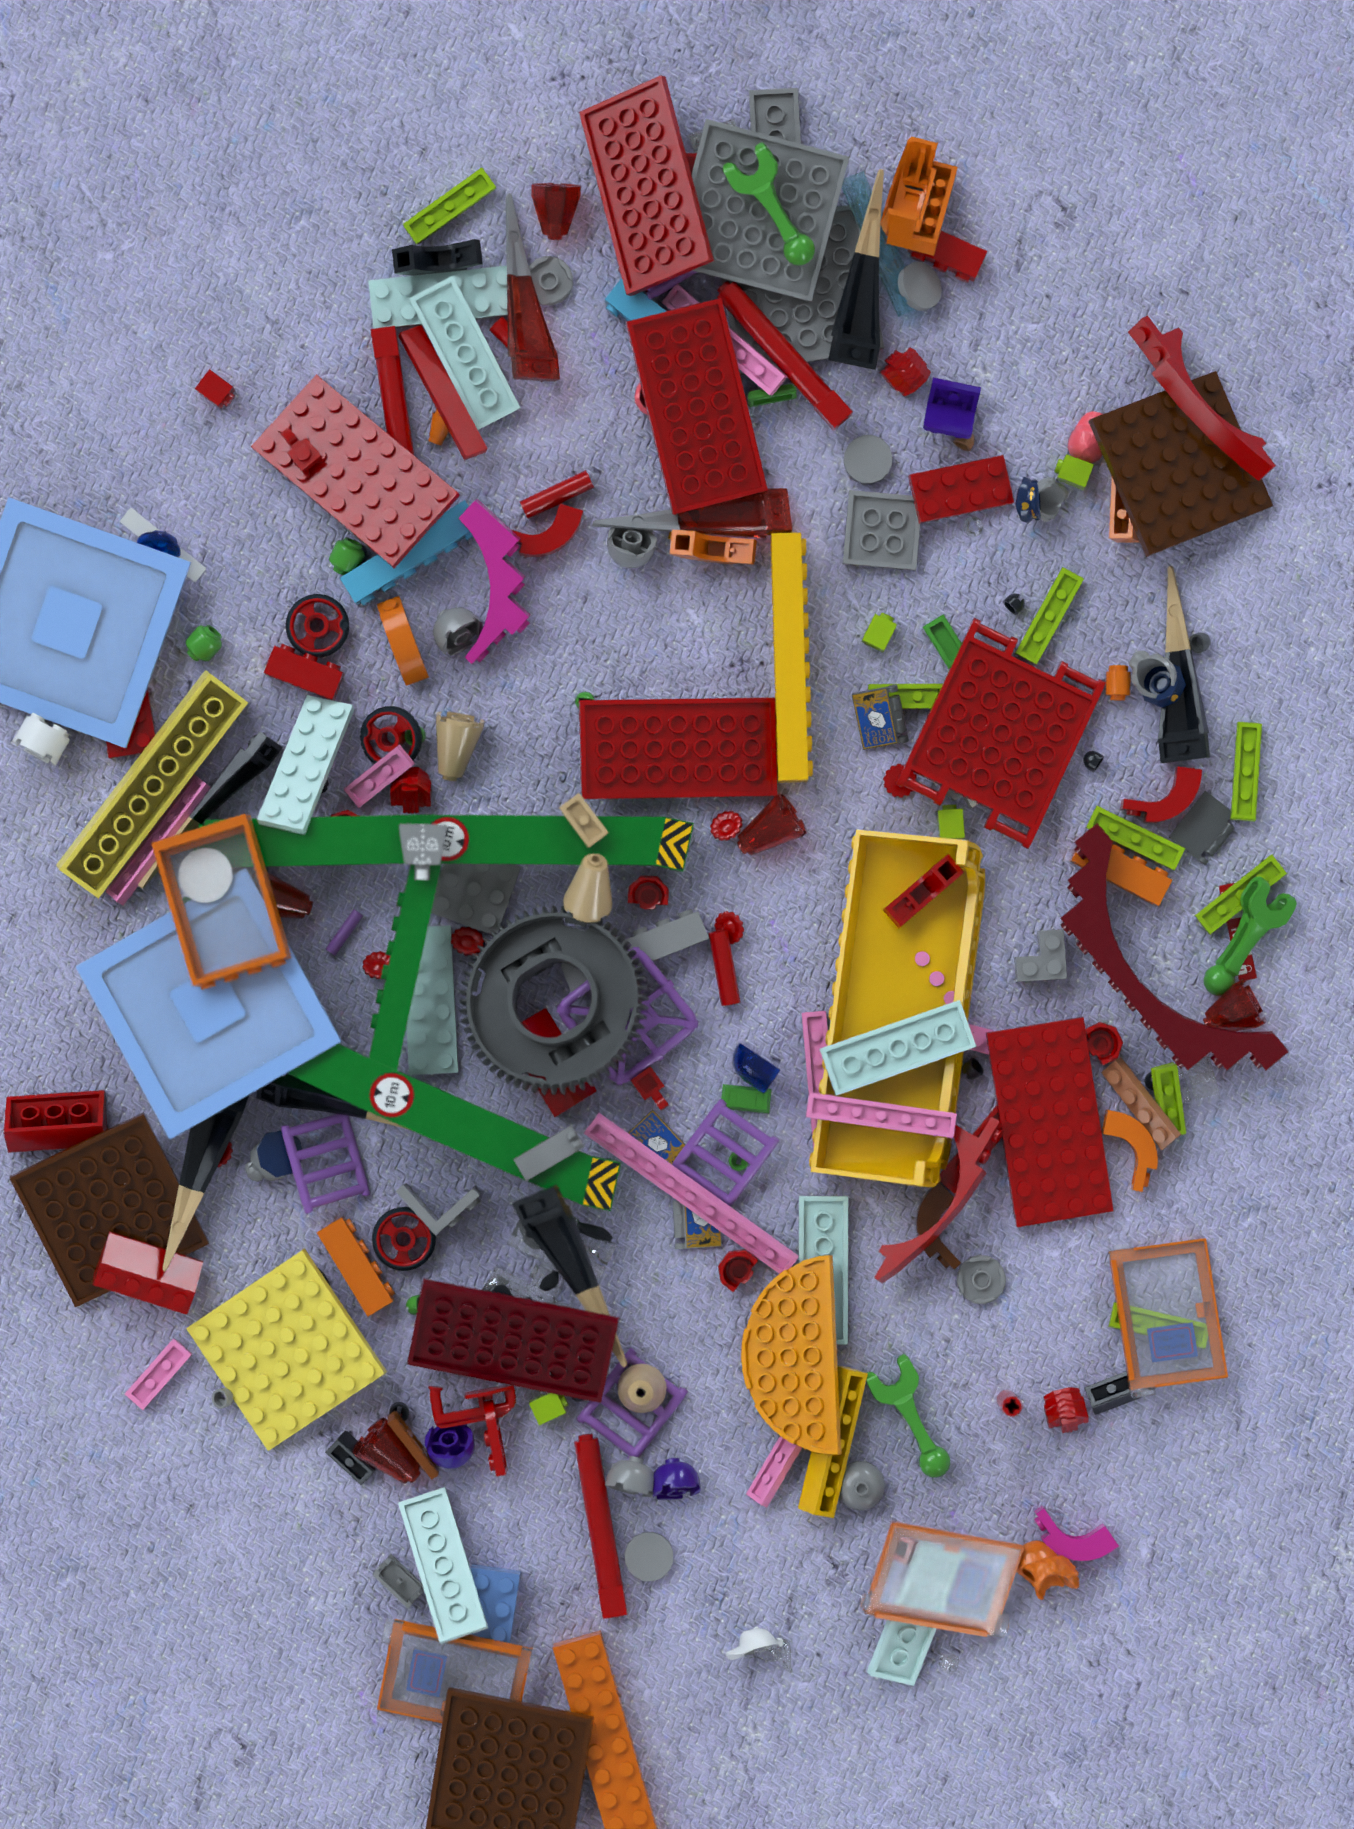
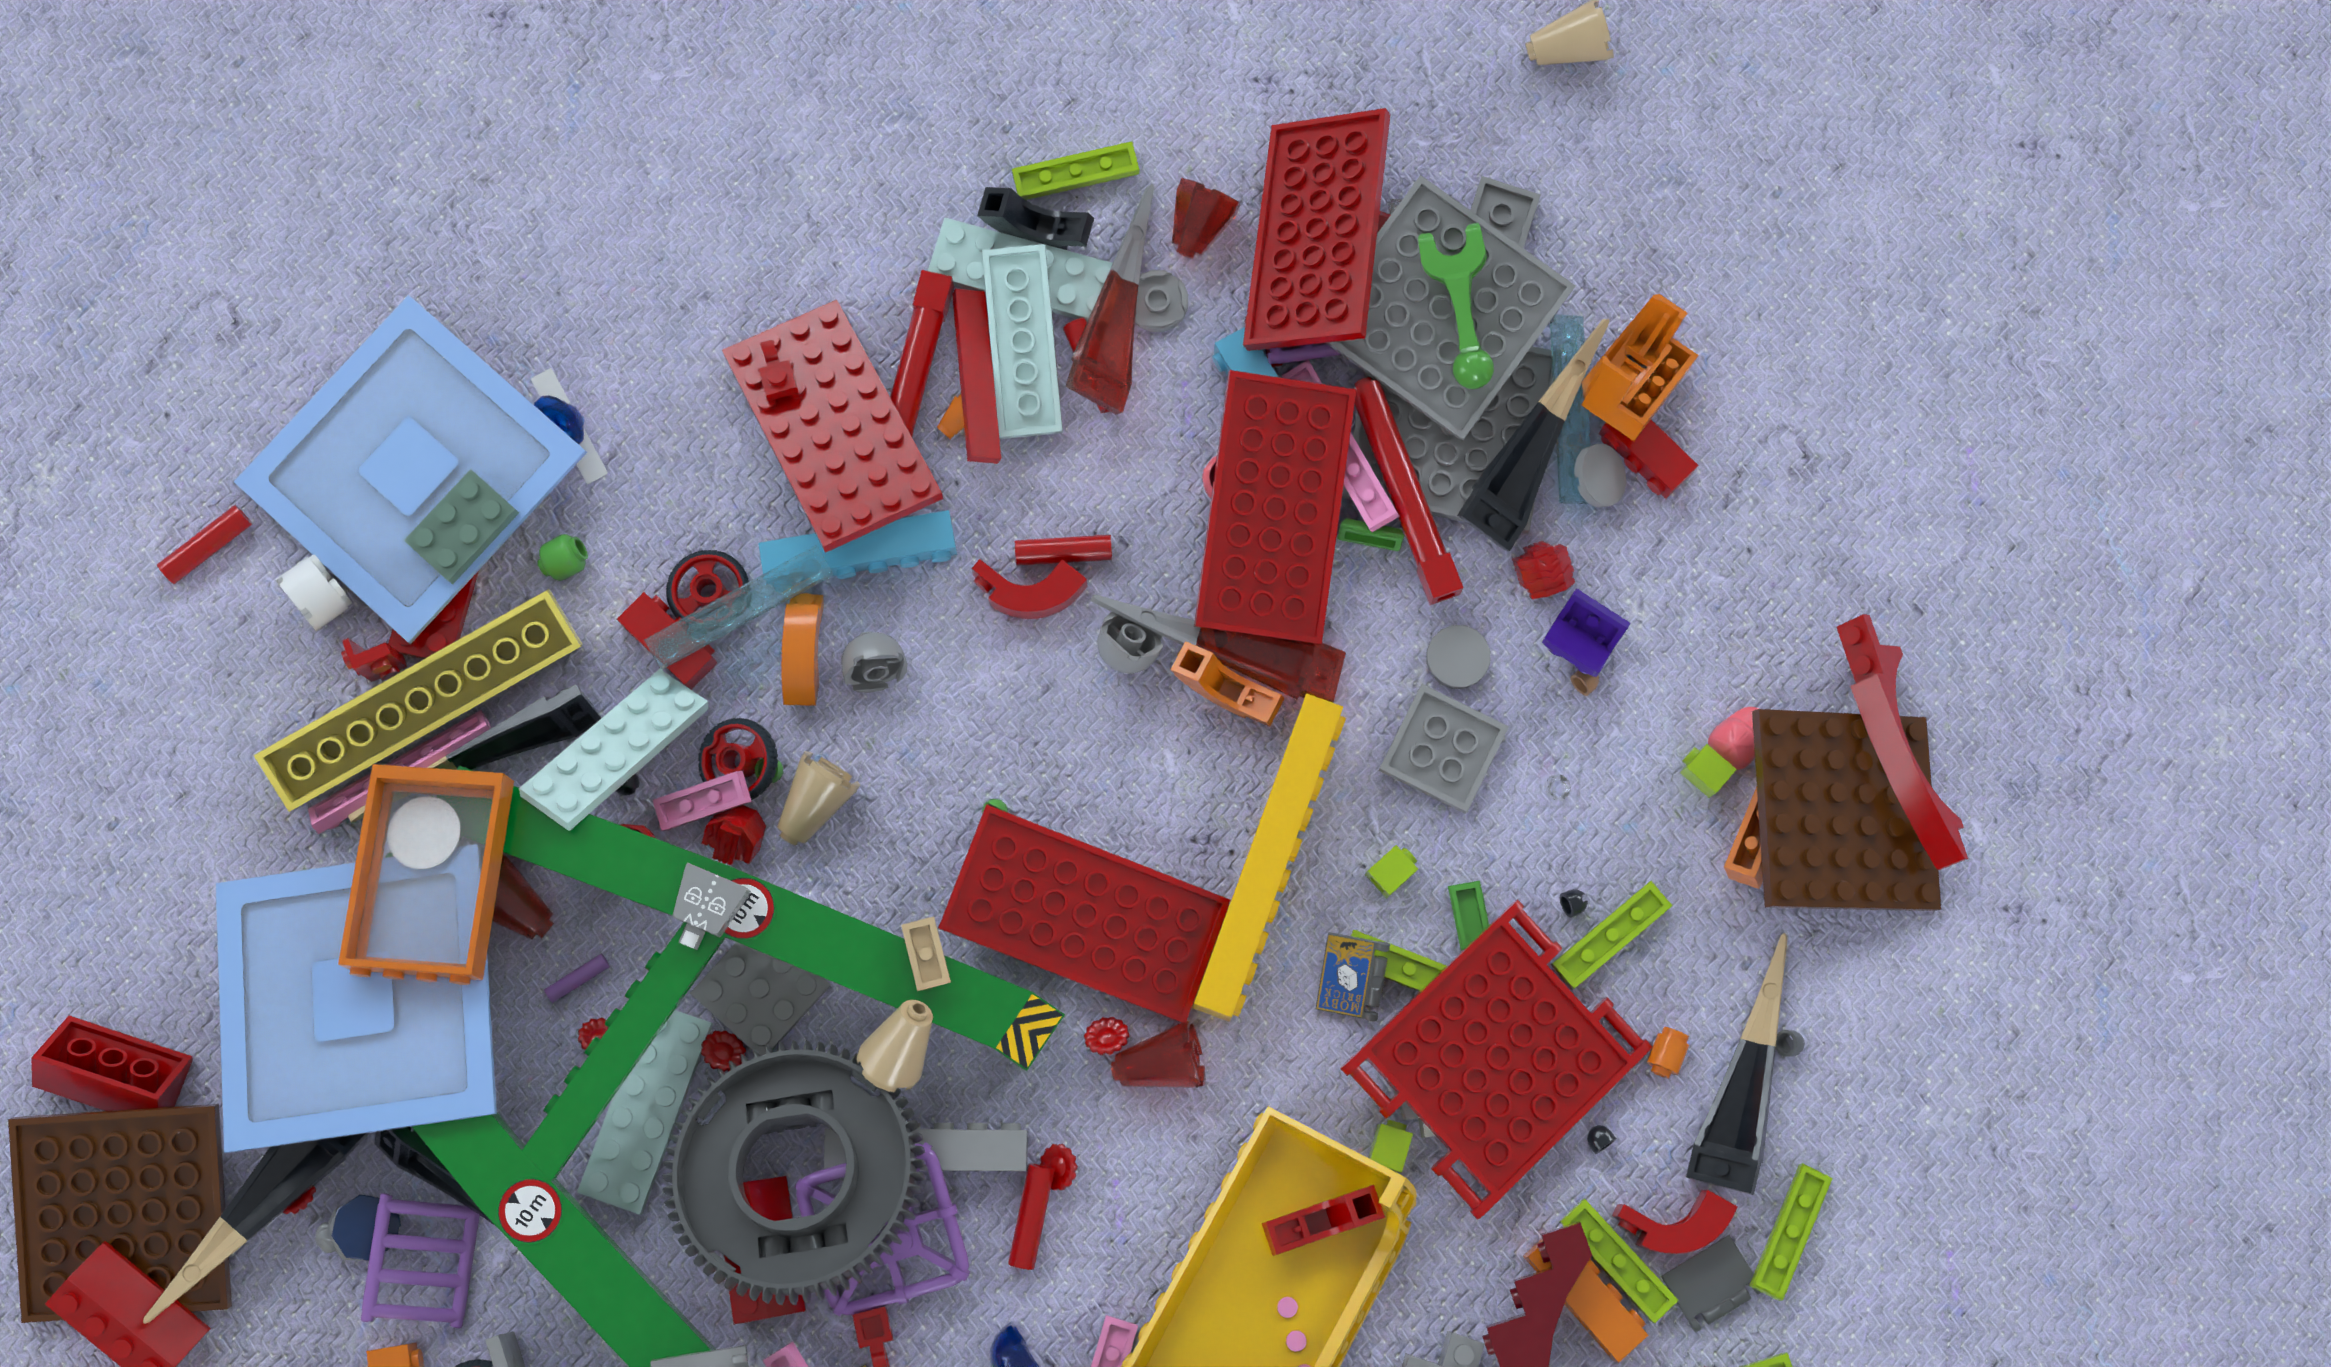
camera: 15 degrees right, 10 degrees down
(110, 771) = (374, 663): none -> red bracket
(126, 651) = (461, 526): none -> sand green plate
(215, 389) = (710, 270): red brick -> none
(346, 555) = (779, 521): bright green head -> none
(347, 630) = (738, 607): none -> clear light blue plate
(495, 542) = (939, 661): dark pink arch -> none
(648, 892) = (974, 1081): red hair -> none
(891, 778) = (1336, 1060): red piece -> none
(961, 489) = (1559, 736): red plate -> none
(1039, 499) = (1653, 785): piece -> none
(1156, 678) = (1720, 1067): piece -> none

